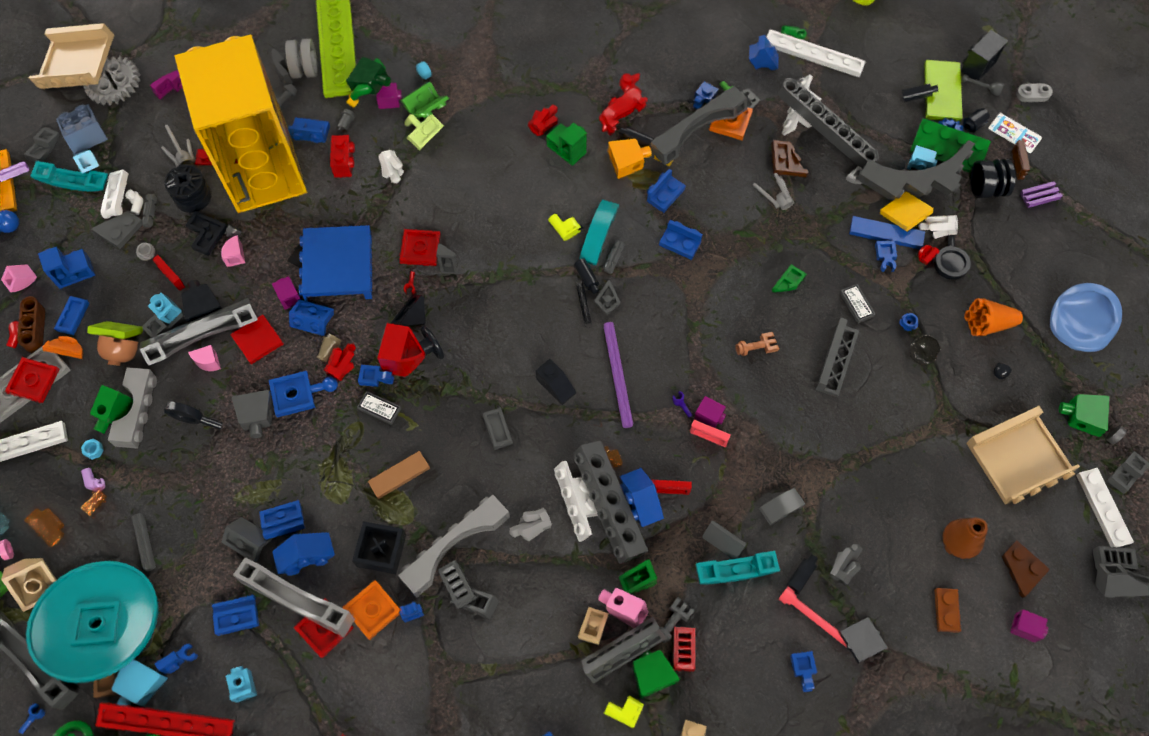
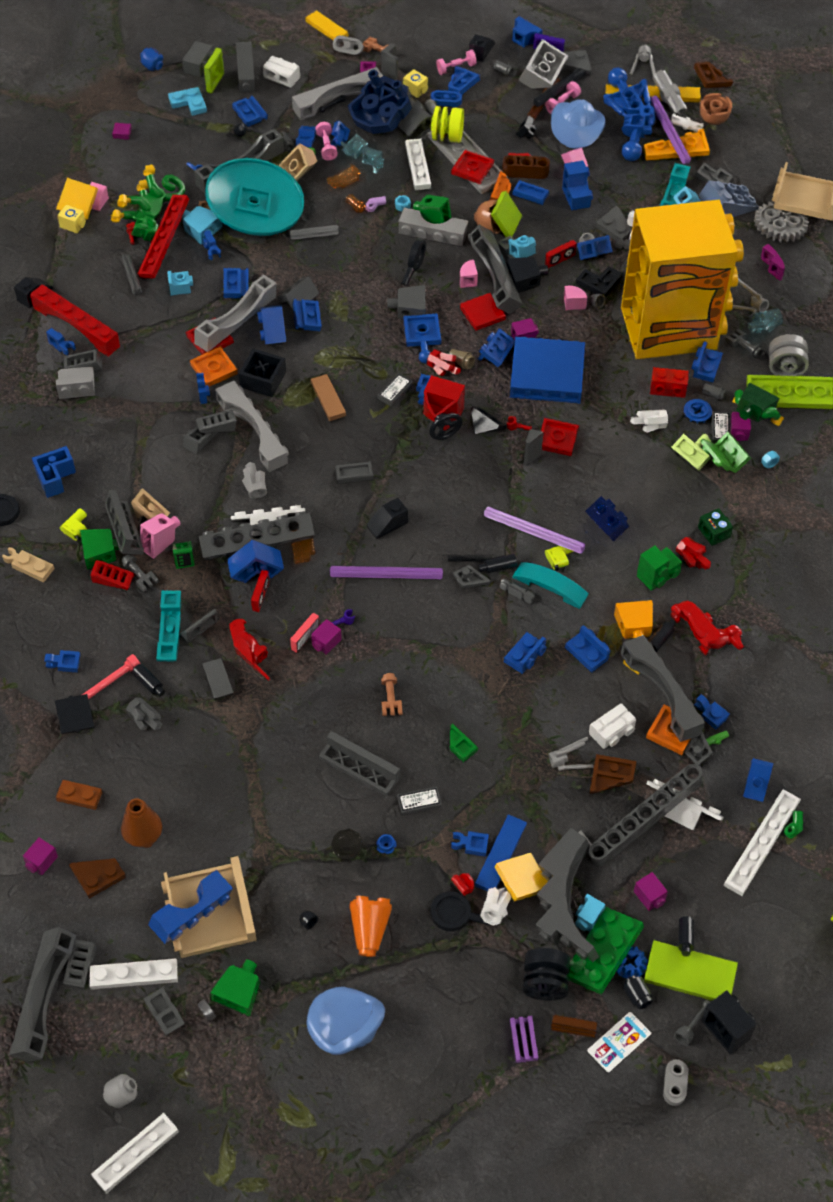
camera: 100 degrees right, 10 degrees down
(14, 495) = (372, 157): none -> clear light blue bracket
(156, 241) = (594, 247): none -> blue slope
(368, 127) = (695, 405): none -> blue gear
(388, 113) = (720, 425): none -> tile
(510, 105) = (715, 526): none -> dark green head
(520, 188) = (607, 518): none -> clear blue brick
(544, 248) = (534, 530): none -> medium lavender axle
(740, 483) = (247, 646): none -> red animal
(741, 162) = (612, 726): none -> white brick
(887, 120) = (650, 891): none -> magenta brick
(1064, 471) = (171, 921): none -> blue arch

